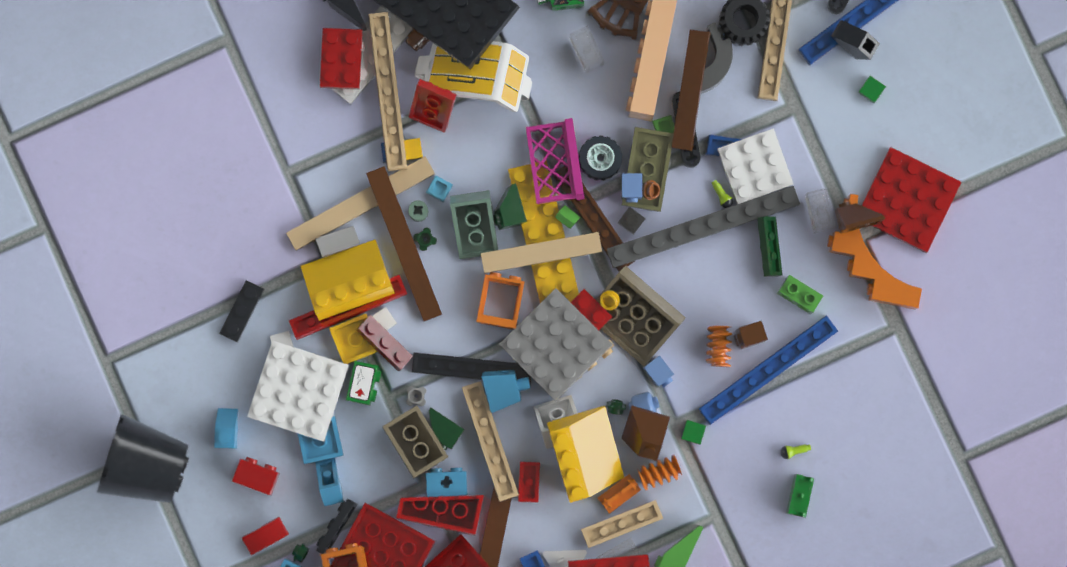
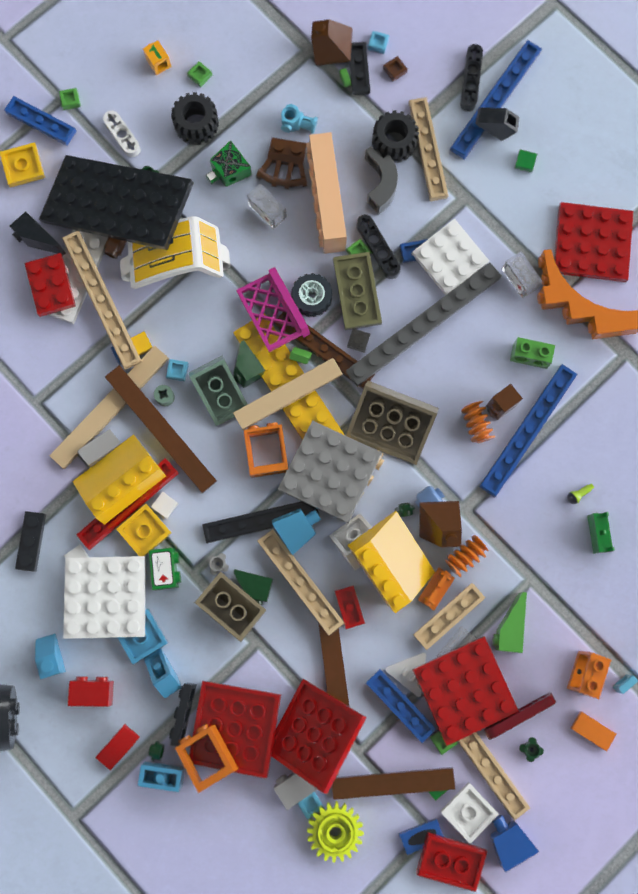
camera: 15 degrees left, 5 degrees down
(384, 343) = (171, 524): plate -> none
(425, 244) = (179, 413): dark green plate -> none
(432, 105) = (144, 295): red plate -> none
(443, 512) = (282, 663): red wedge -> none
(457, 488) = (285, 636): dark azure brick -> none
(591, 309) = (351, 428): red plate -> none
(609, 300) = (365, 414): yellow plate -> none
(631, 187) = (348, 308): medium blue brick -> none
(650, 190) = (366, 305): dark orange plate -> none
(659, 372) = (432, 464): medium blue brick -> none
(690, 90) = (371, 208): reddish brown tile -> none
(693, 432) = (483, 508): green tile -> none
(725, 199) = (434, 294): lime piece -> none
(769, 246) = (489, 320): dark green plate -> none
(856, 217) = (559, 264): reddish brown slope -> none

